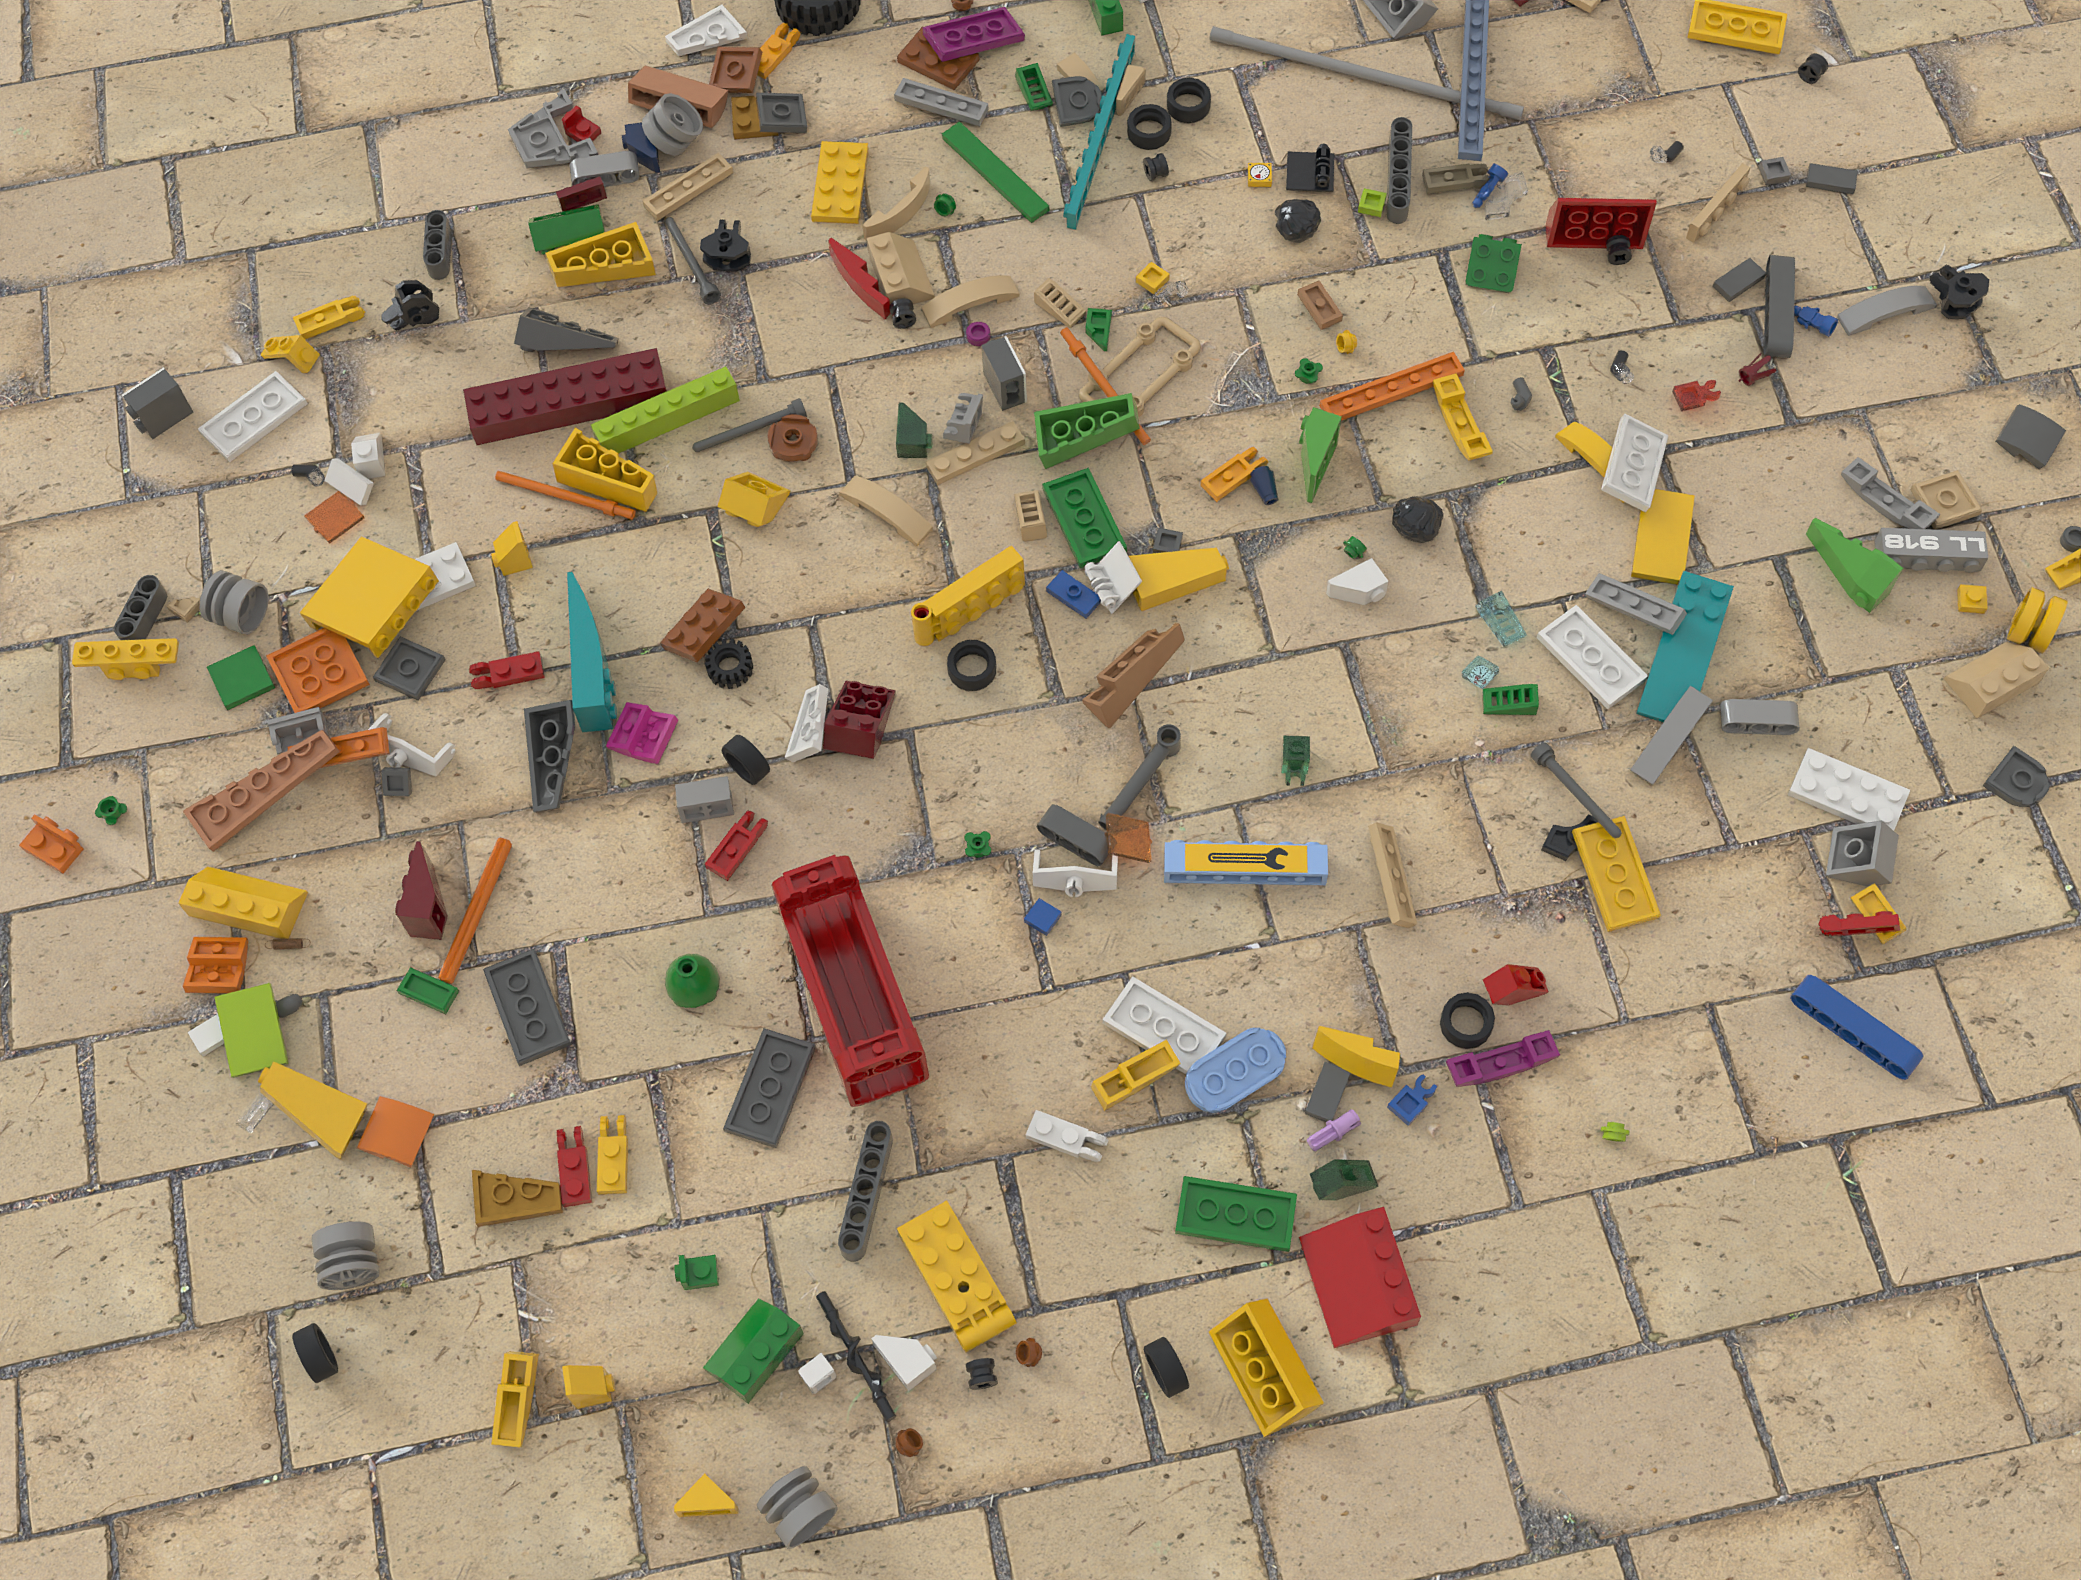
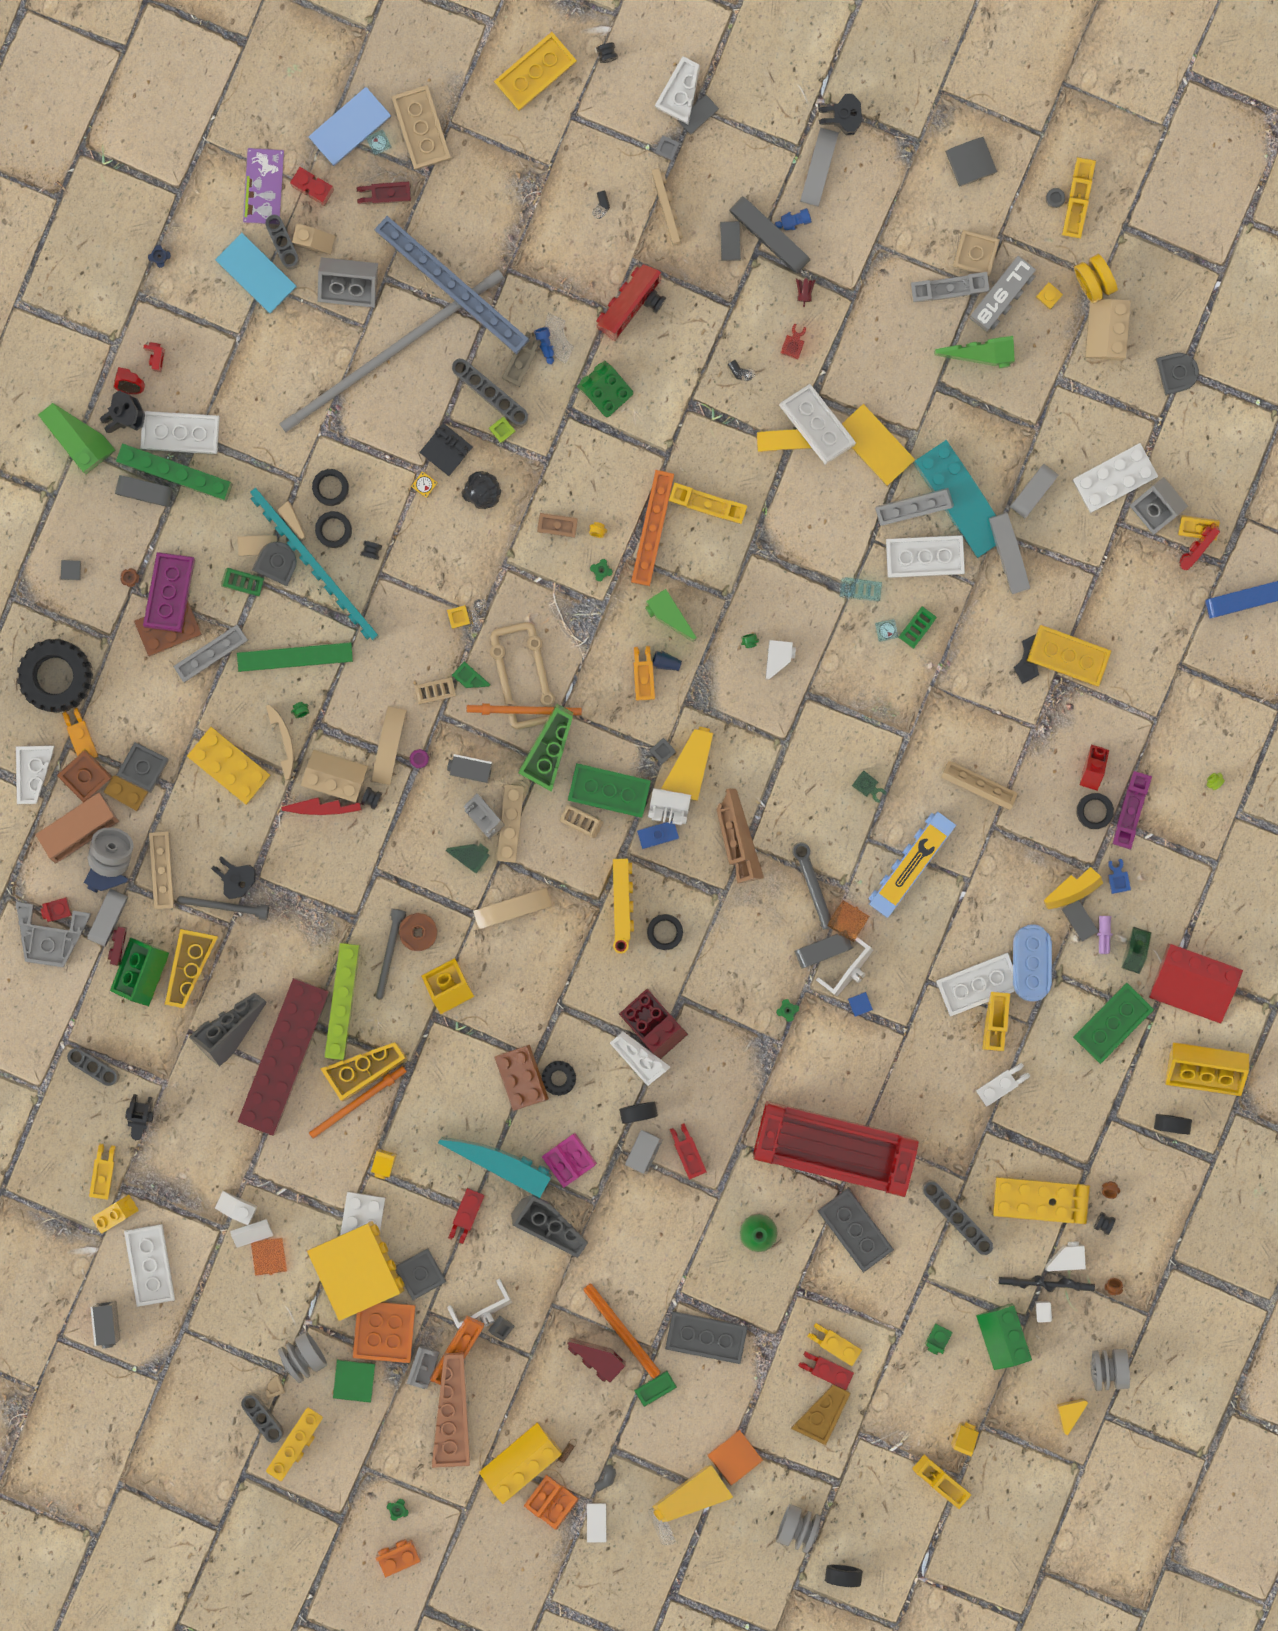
camera: 55 degrees left, 25 degrees up
(251, 1029) = (613, 1505): lime tile -> none
(309, 471) = (225, 1252): arm -> none
(1417, 519) = (759, 587): black hair -> none
(1523, 395) = (717, 450): dark grey arm -> none
(1544, 756) = (969, 637): dark grey piece -> none
(1838, 147) = (680, 91): none -> white wing

